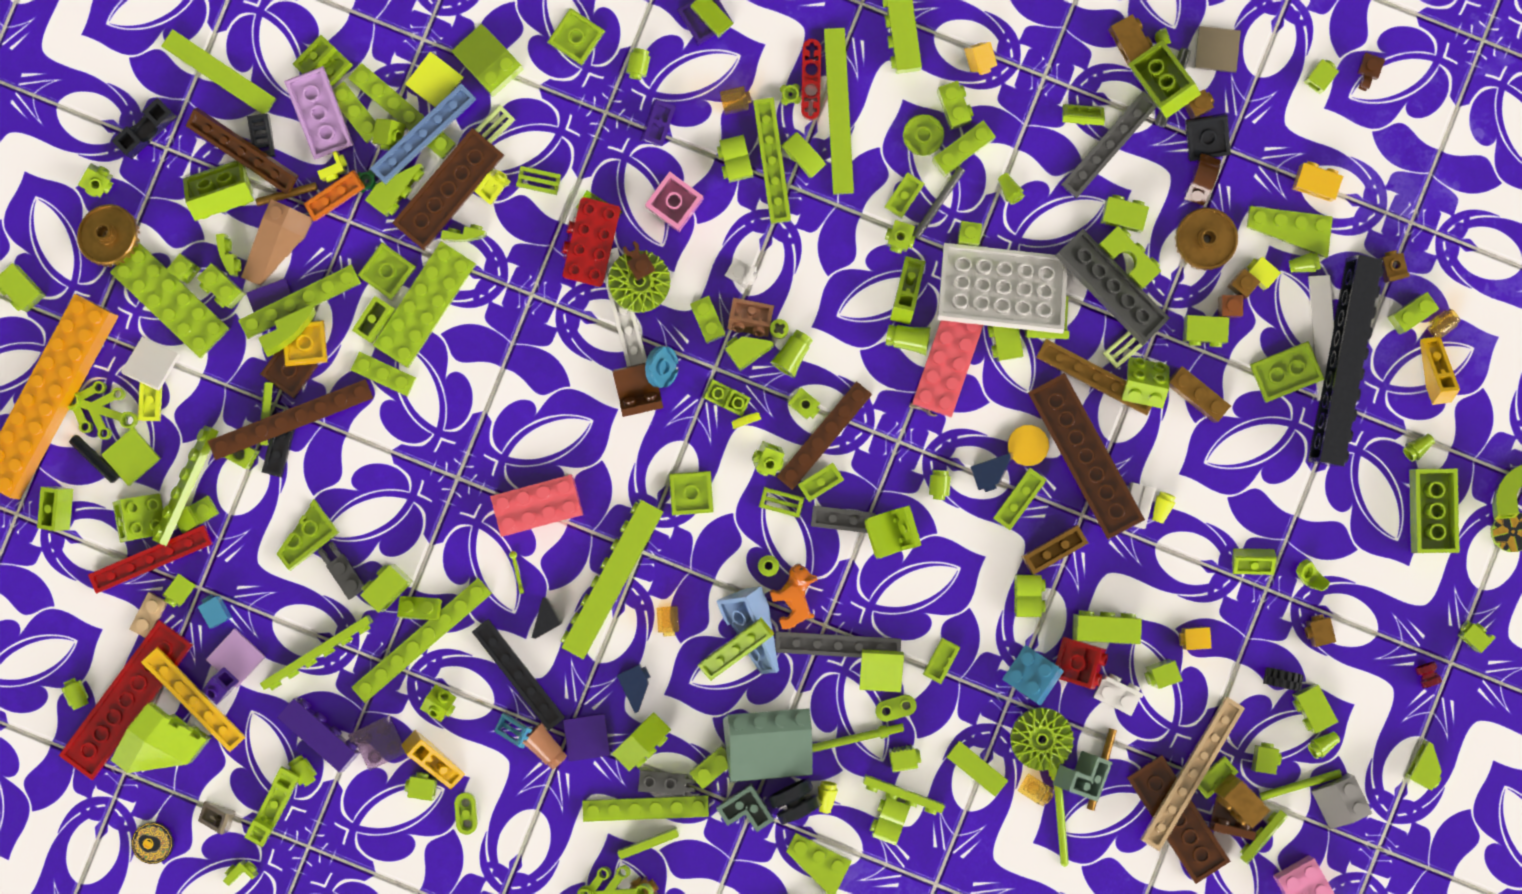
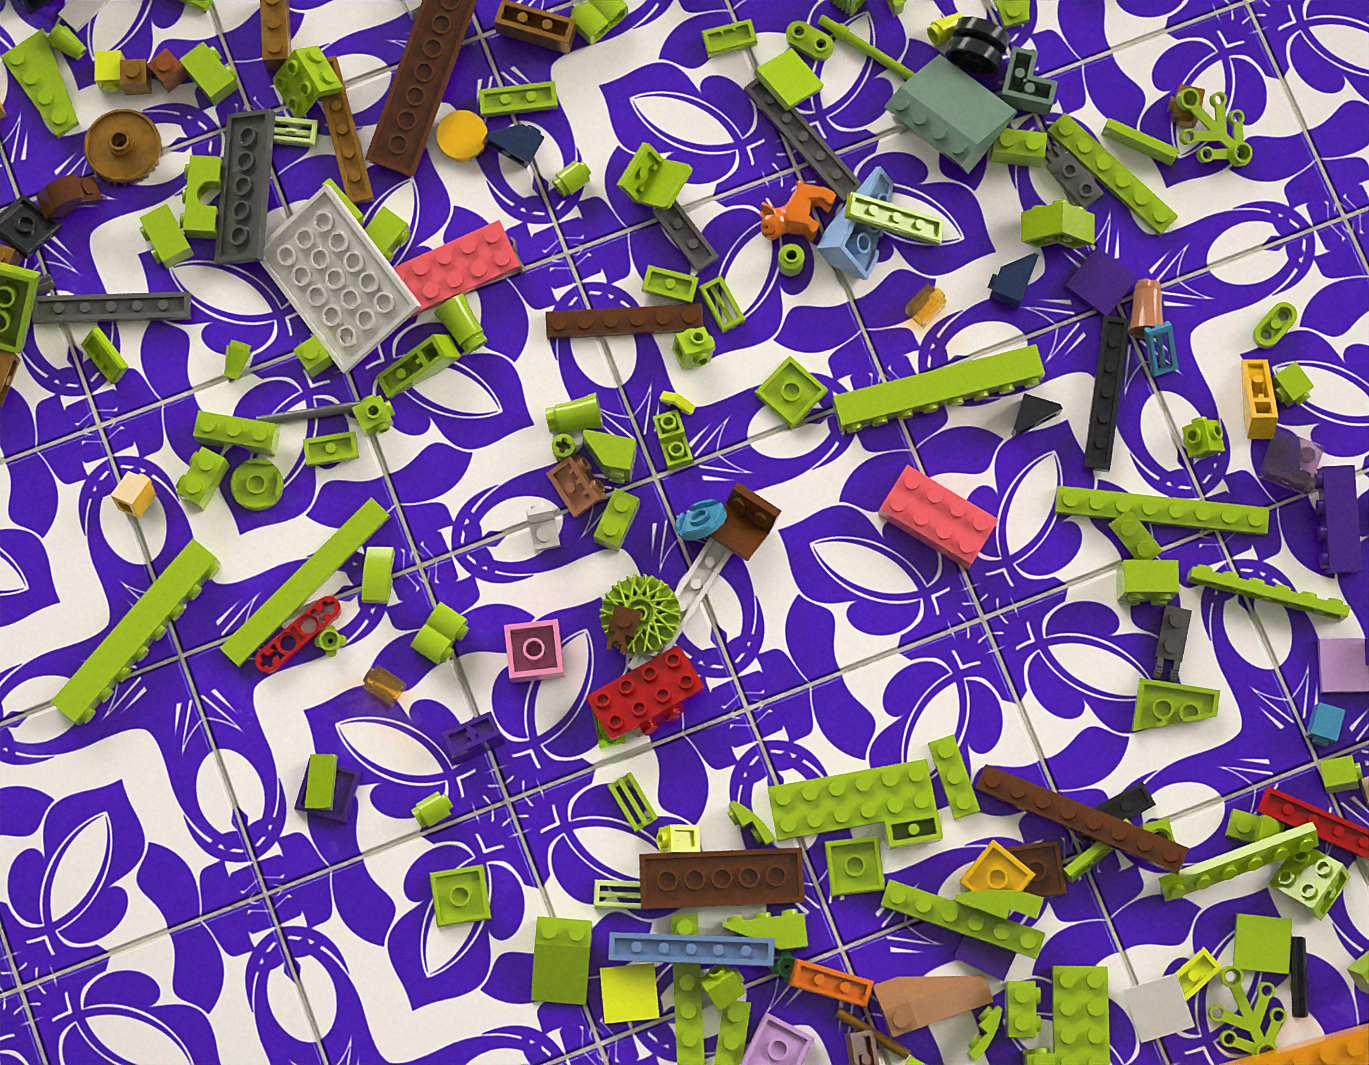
camera: 135 degrees left, 10 degrees down
(332, 172) = (811, 1006): neon yellow bracket -> none
(513, 555) = (1003, 500): lime hinge -> none
(772, 160) = (410, 599): lime plate -> none
(796, 404) = (612, 371): lime brick -> none

